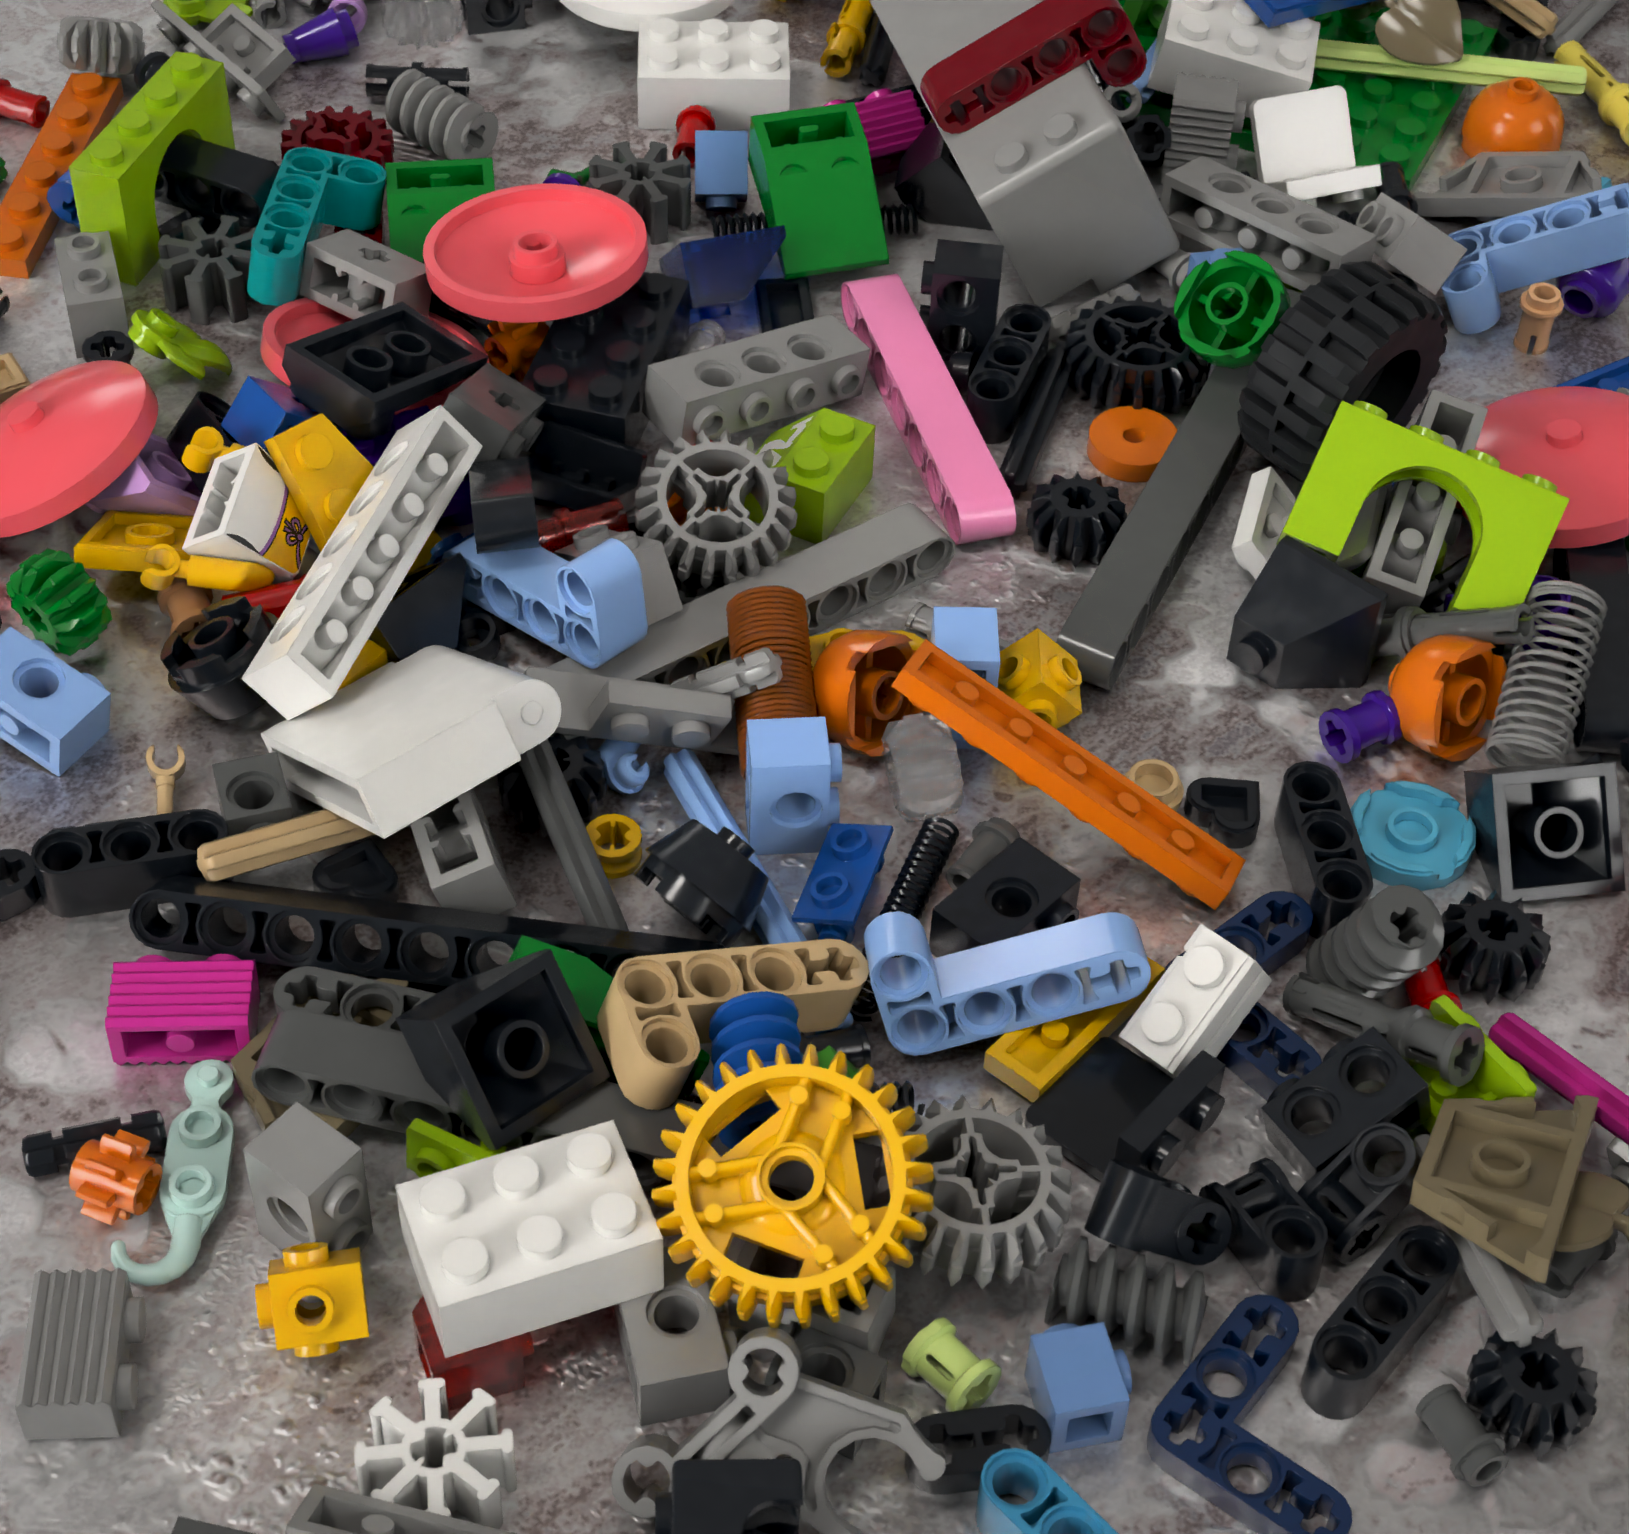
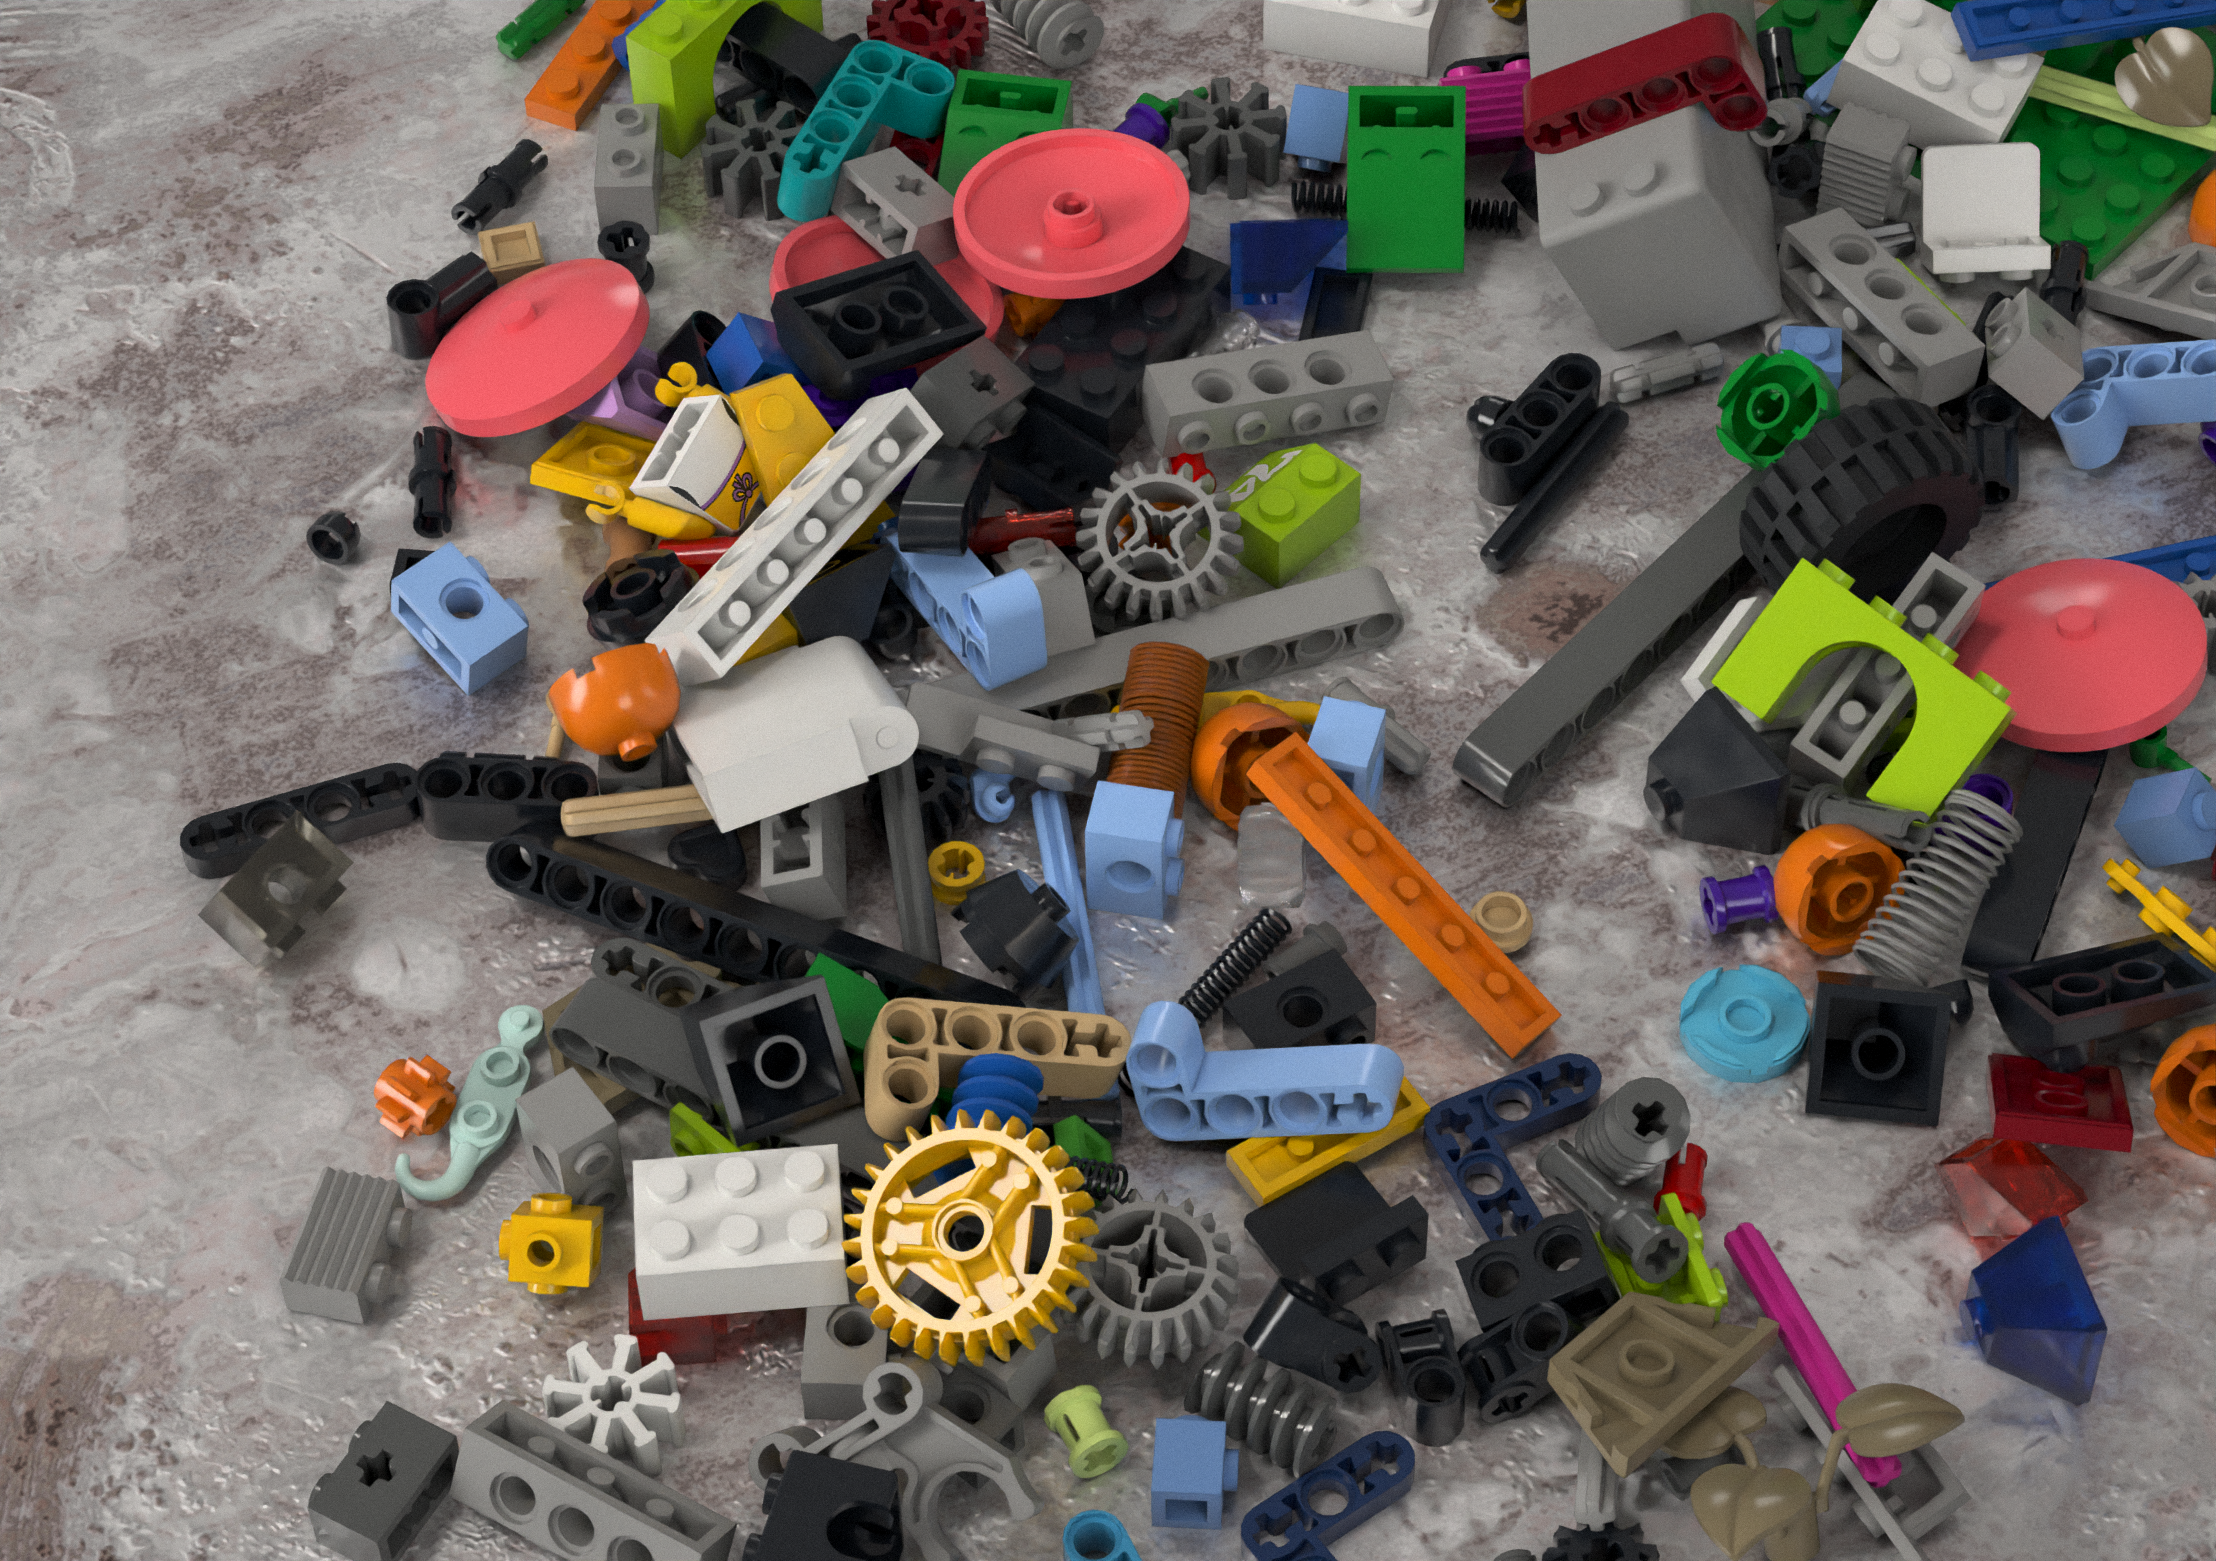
camera: 20 degrees right, 5 degrees up
(44, 1152) = (364, 1061): black axle -> none
(59, 601) = (506, 517): green gear -> none
(170, 339) = (696, 244): lime plate -> none
(181, 1009) = (514, 952): dark pink brick -> none
(235, 739) = (620, 703): none -> orange cylinder
(688, 120) = (1318, 63): red pin -> none
(842, 879) = (1154, 952): blue hinge -> none
(929, 411) = (1438, 454): bright pink beam -> none
(963, 295) = (1511, 335): black brick -> none
(973, 1438) = (1084, 1492): black beam -> none
(1042, 678) = (1421, 791): yellow brick -> none
(1075, 518) = (1539, 611): black gear -> none
(1129, 442) = (1638, 513): orange piece -> none
(1133, 357) = (1683, 450): black gear -> none
(1196, 1003) = (1433, 1149): white brick -> none
(1226, 808) = (1569, 957): black tile -> none
(1321, 845) = (1640, 998): black beam -> none
(1375, 1349) = (1477, 1507): black beam -> none
(1493, 946) = (1763, 1154): black gear -> none
(1540, 308) = (2152, 459): light nougat pin -> none

